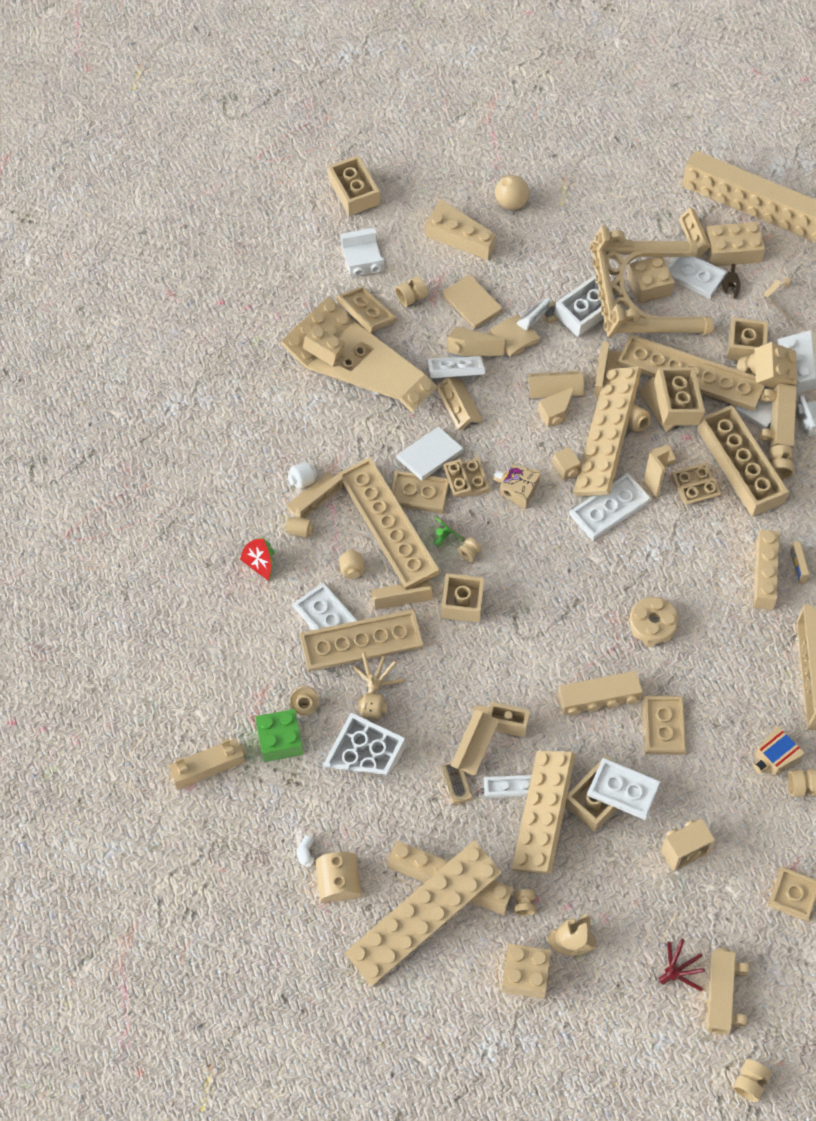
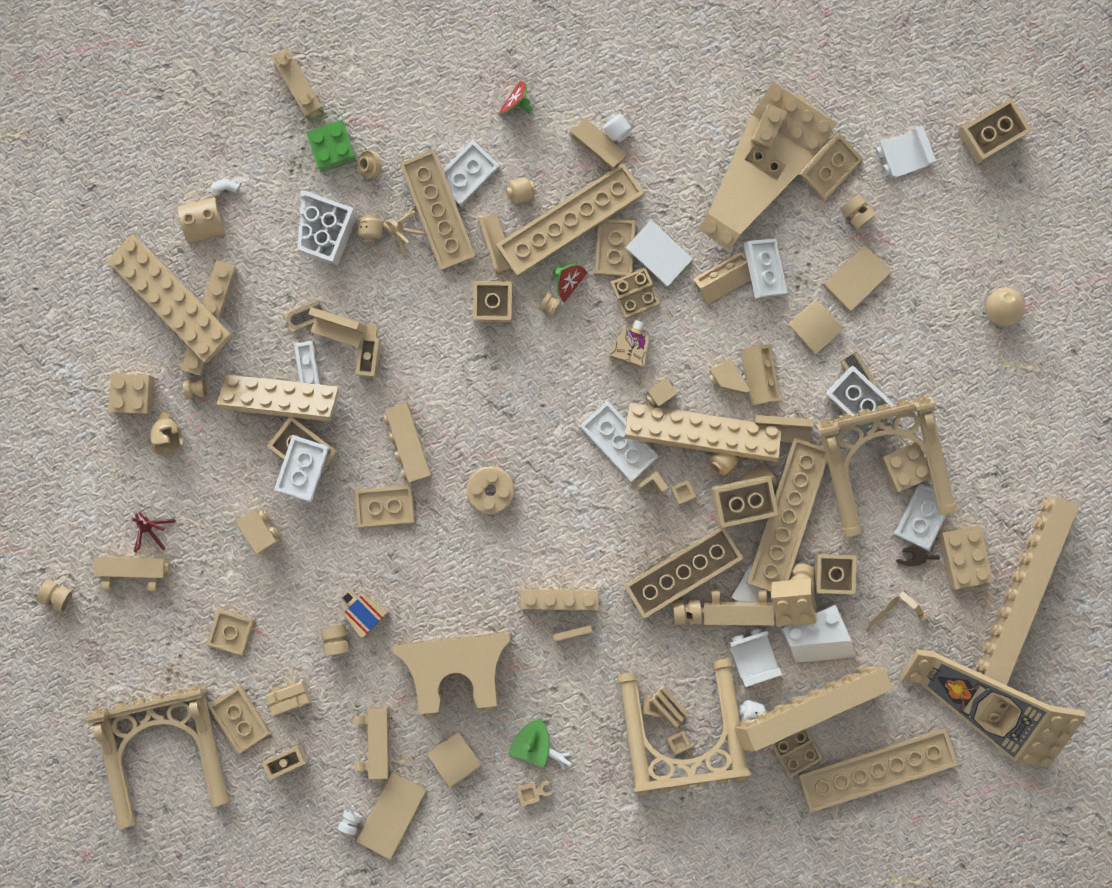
camera: 85 degrees right, 25 degrees up
(299, 526) = (557, 133): tan brick -> none
(459, 231) = (947, 252): tan wedge -> none
(474, 343) = (796, 282): tan slope -> none
(534, 314) = (842, 343): white slope -> none
(694, 230) = (976, 512): tan plate -> none
(695, 483) = (654, 526): tan slope -> none

